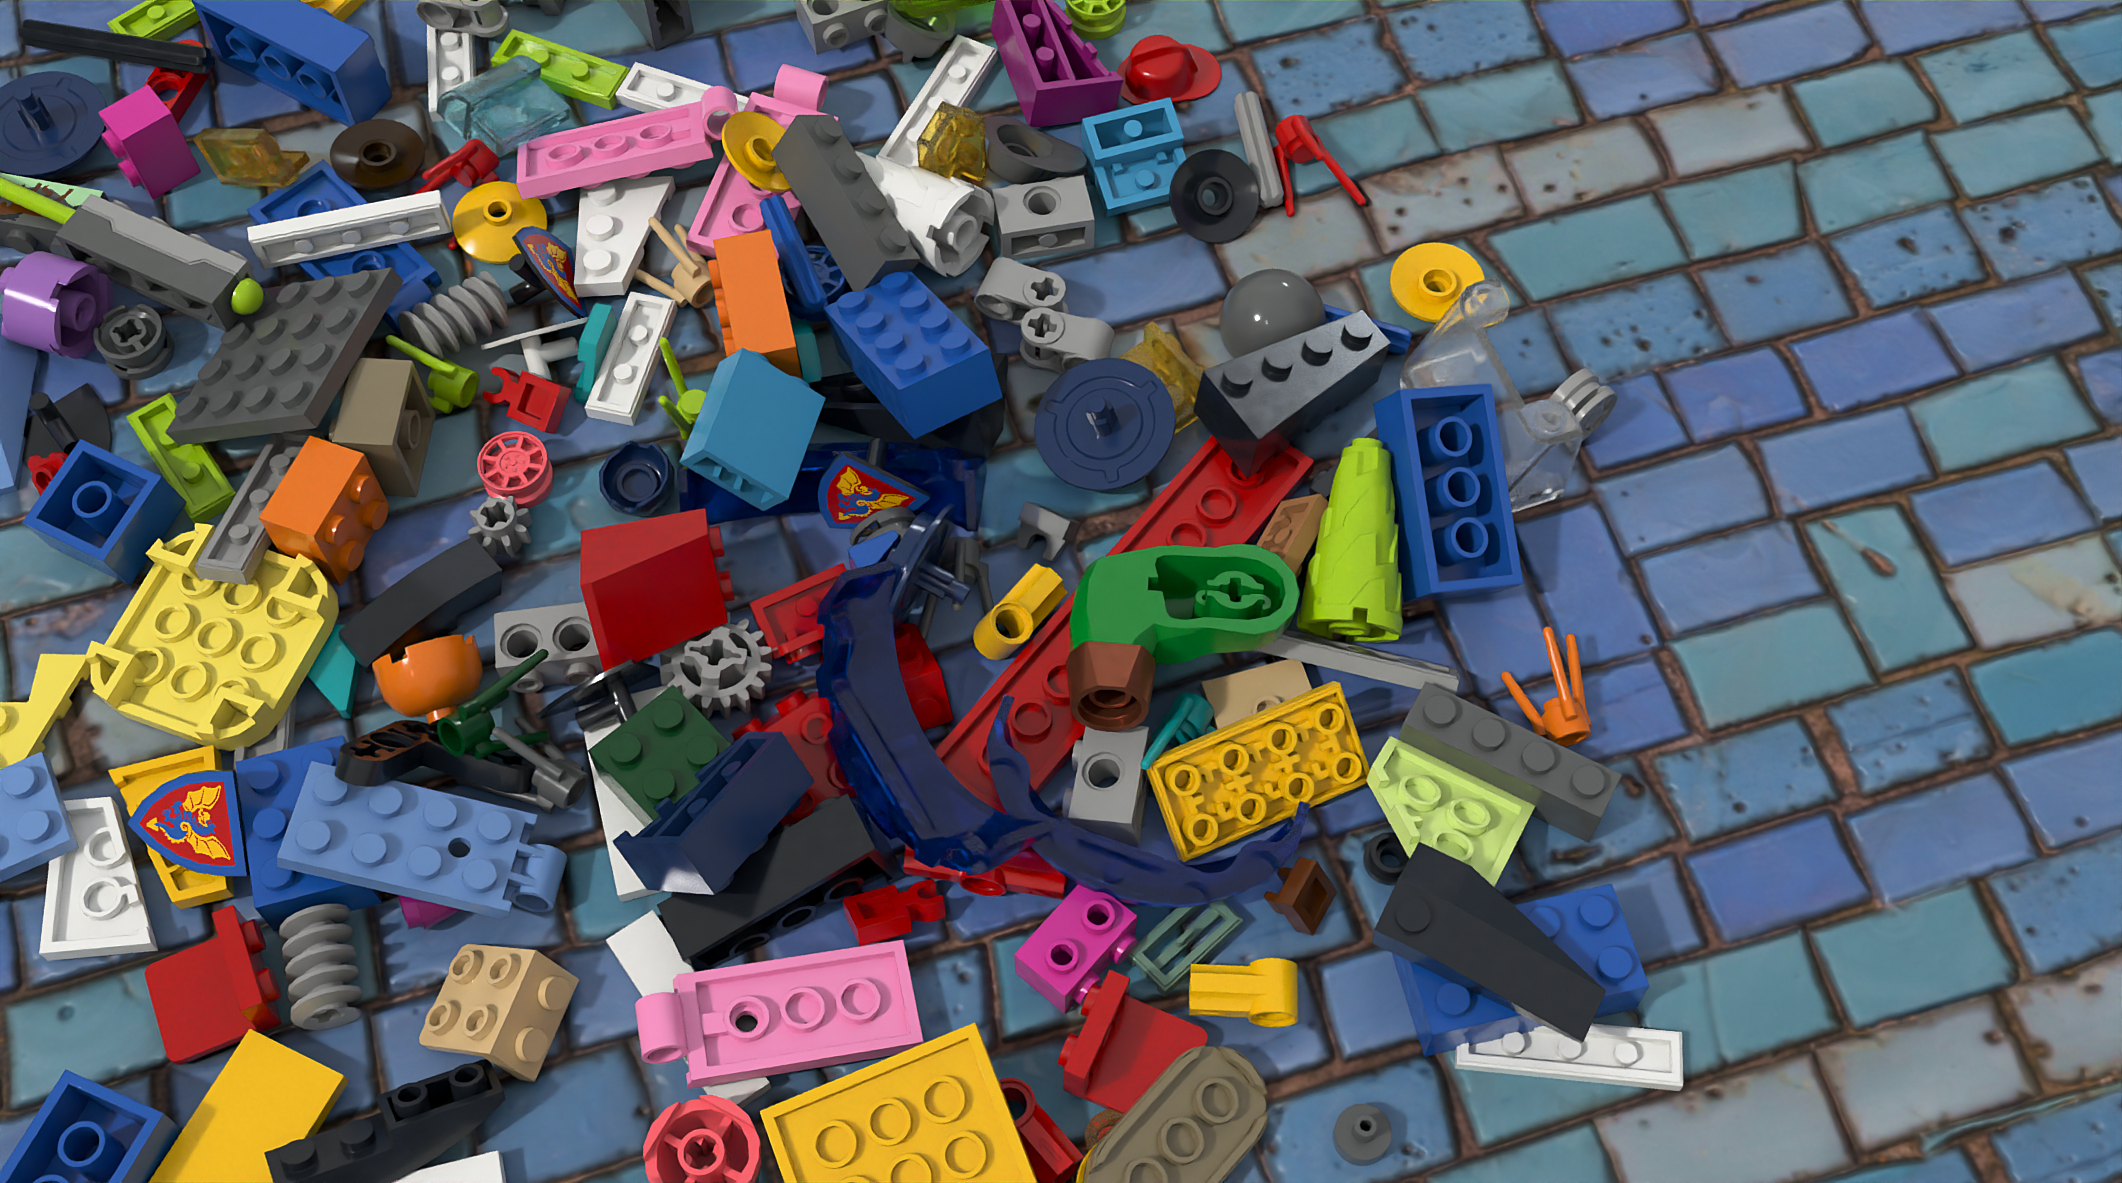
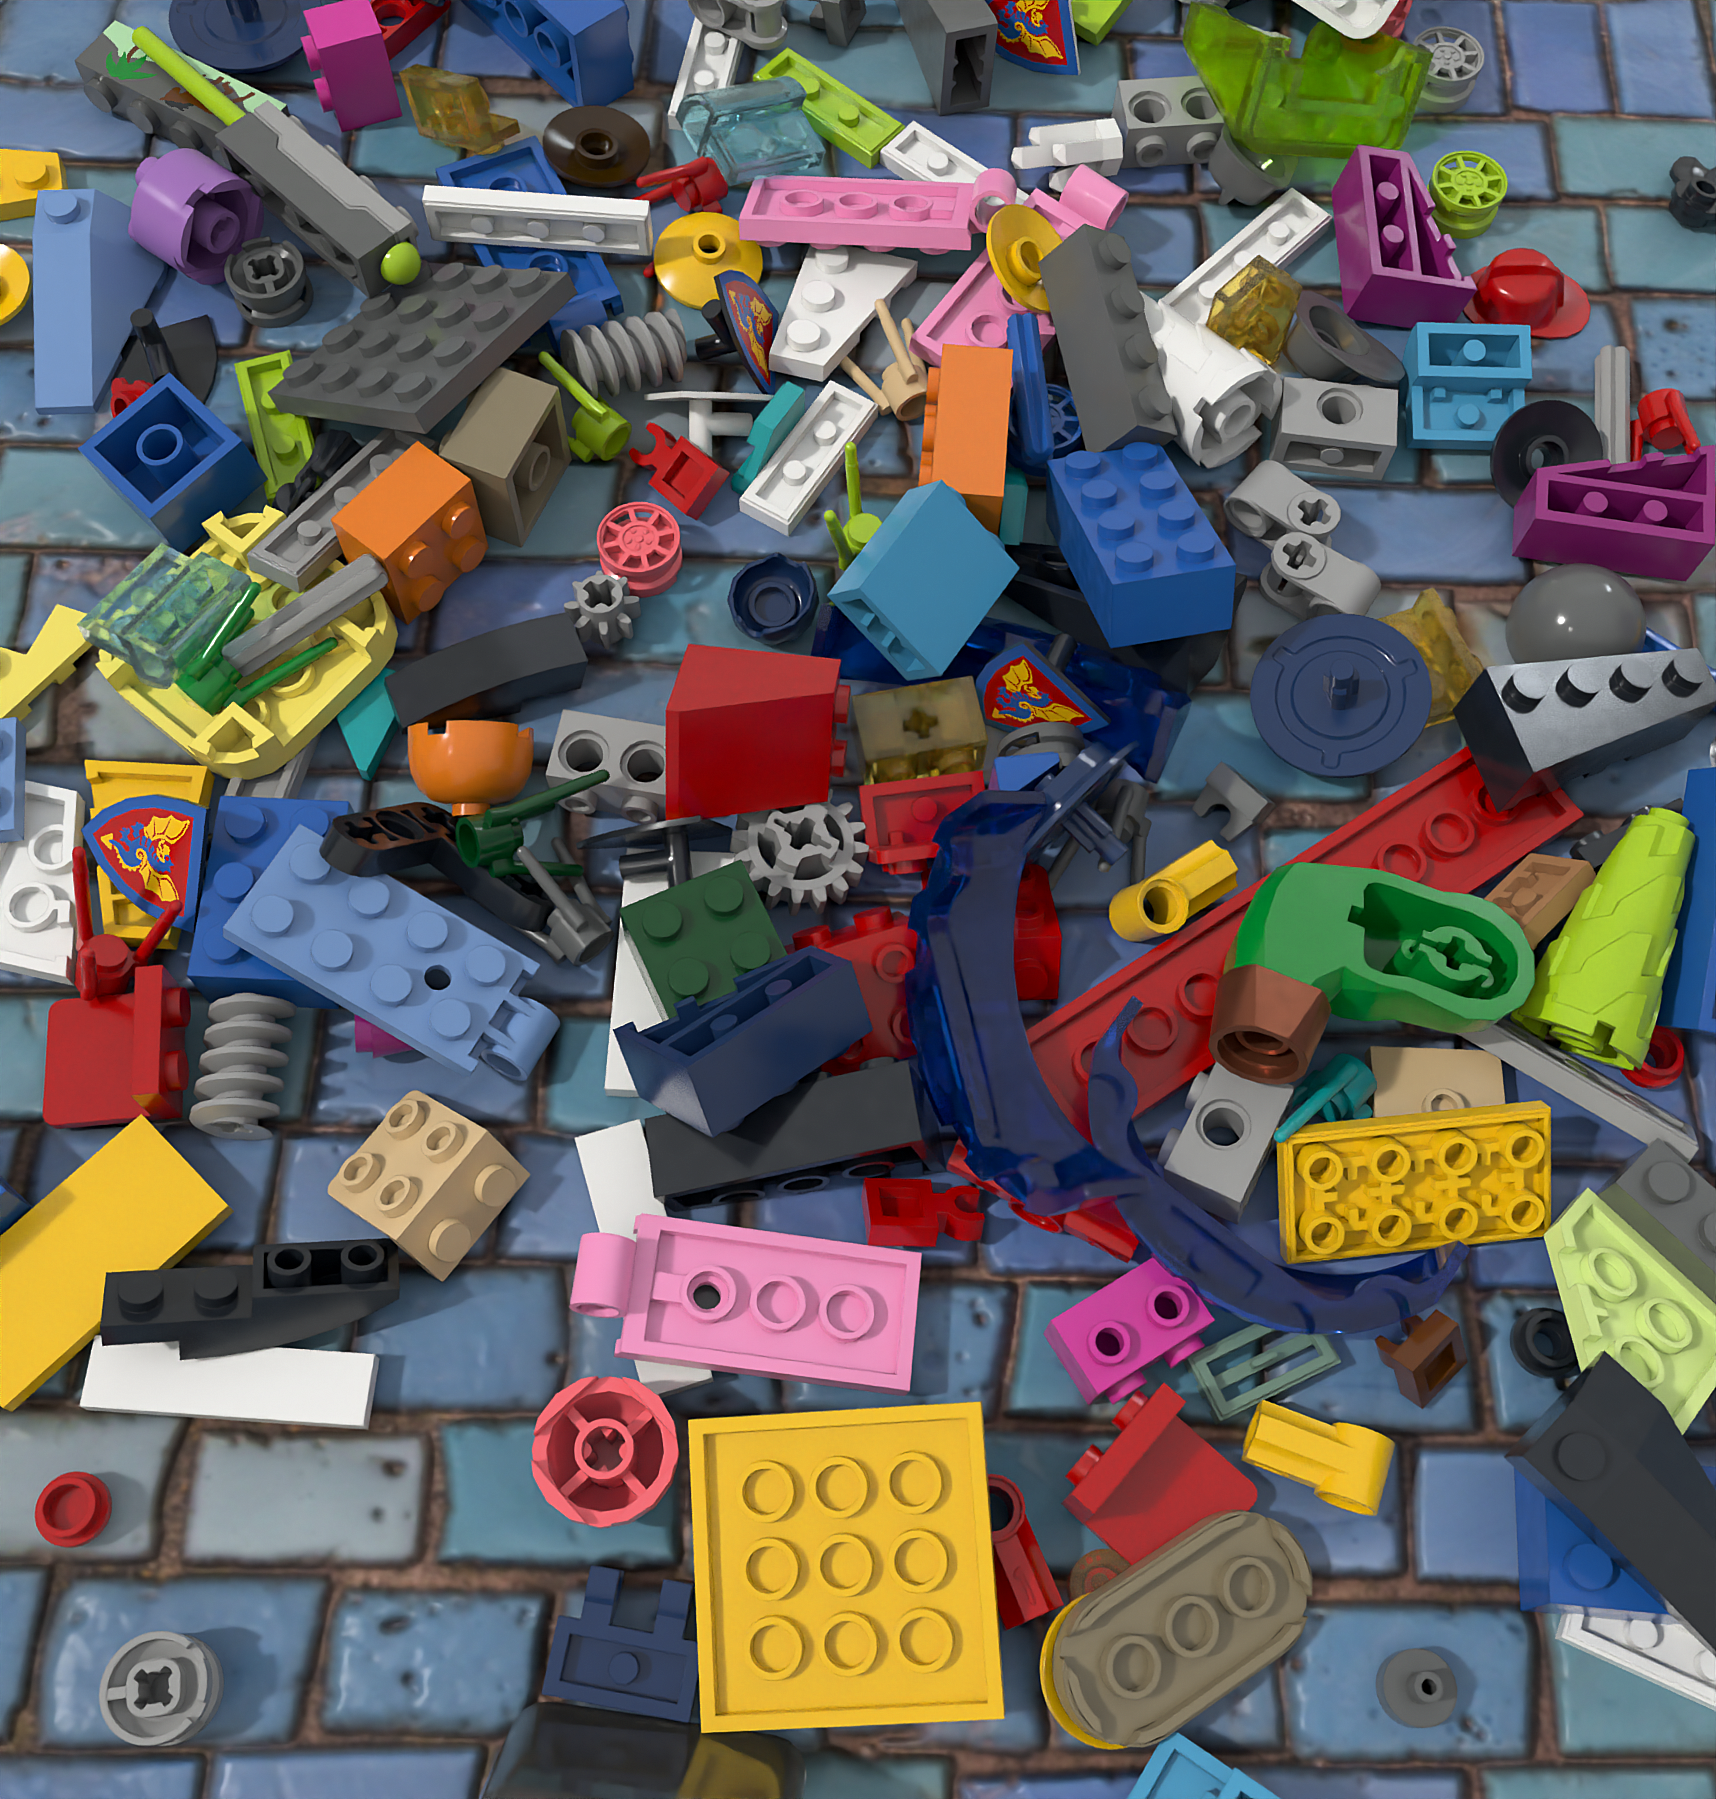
camera: 15 degrees right, 5 degrees up
(144, 631) = (164, 613): none -> clear light blue brick
(179, 920) = (105, 959): none -> red plant
(198, 673) = (212, 679): none -> green plant
(233, 469) = (329, 455): none -> black piece
(259, 600) = (306, 615): none -> light grey axle
(768, 50) = (1069, 145): none -> white rock
(783, 547) = (940, 712): none -> clear yellow brick
(1281, 225) = (1624, 516): none -> magenta wedge
(1423, 618) = (1669, 1061): none -> red plate

